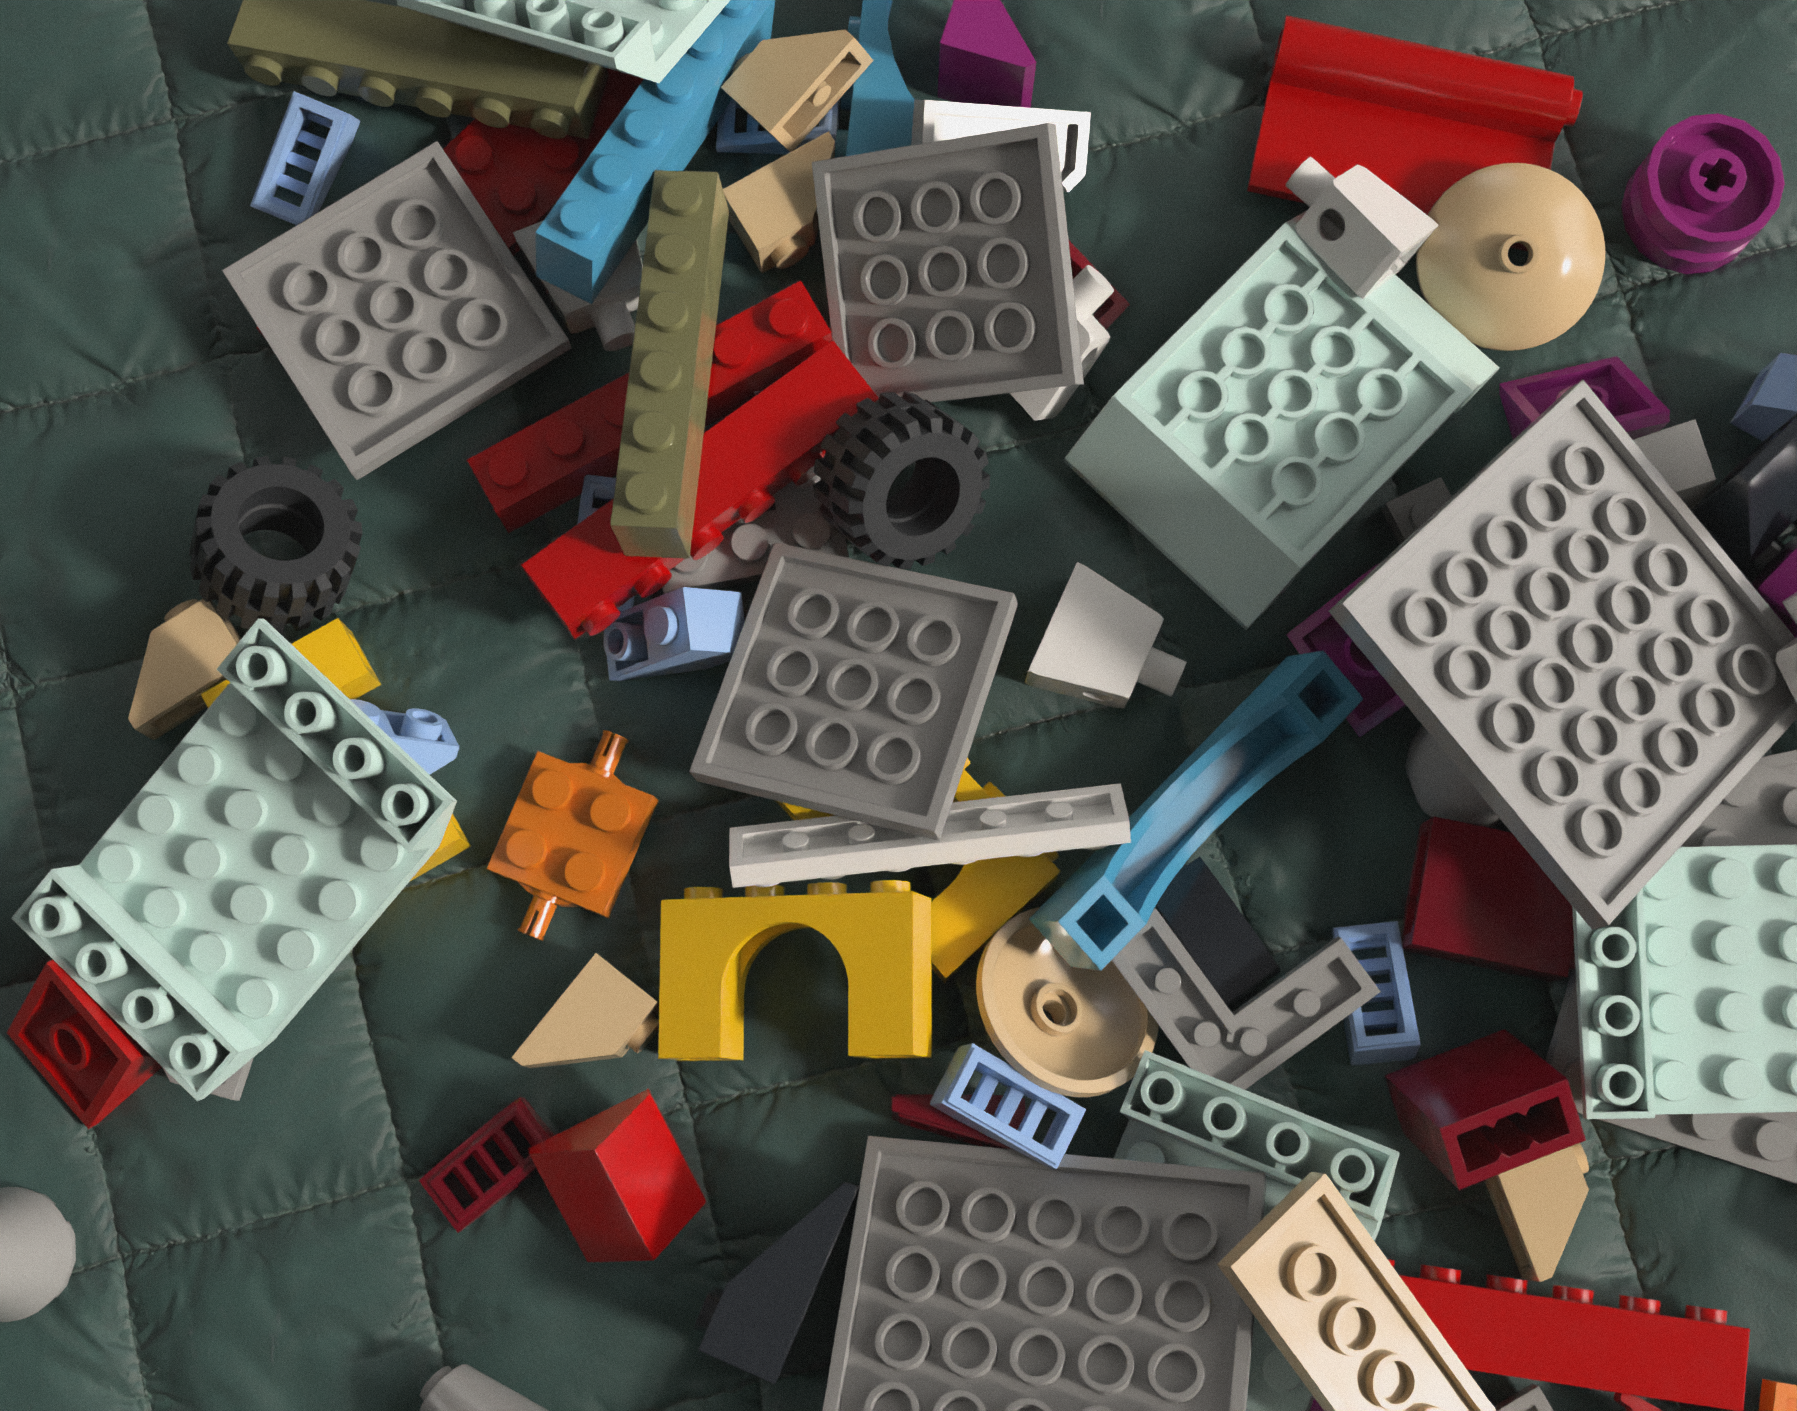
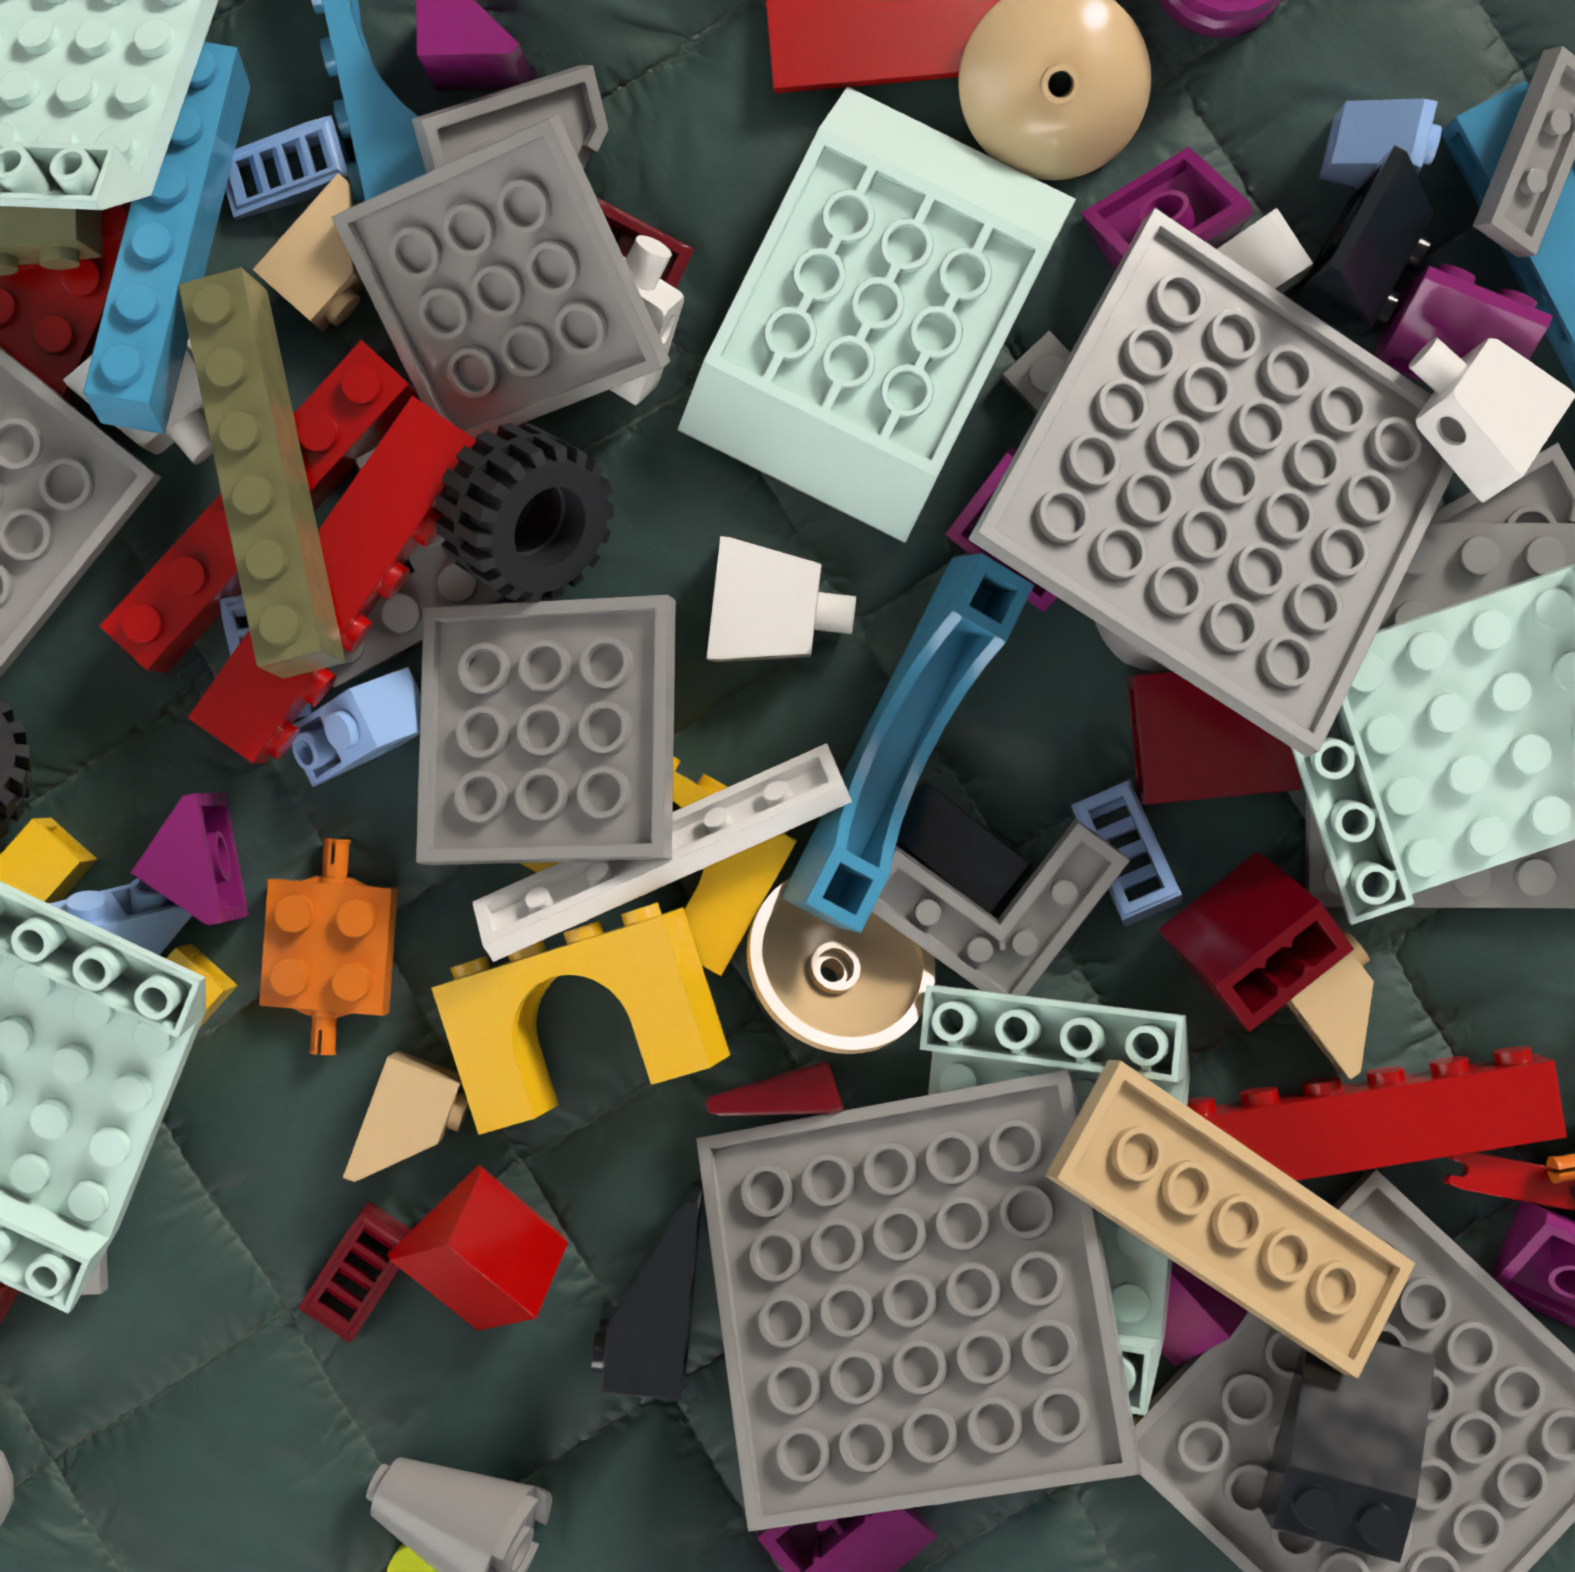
camera: 15 degrees left, 10 degrees up
(480, 702) = (197, 860): none -> magenta slope
(796, 81) = (287, 136): tan slope -> none
(994, 1070) = (759, 1070): light blue slope -> none
(1358, 224) = (892, 103): white torso -> none

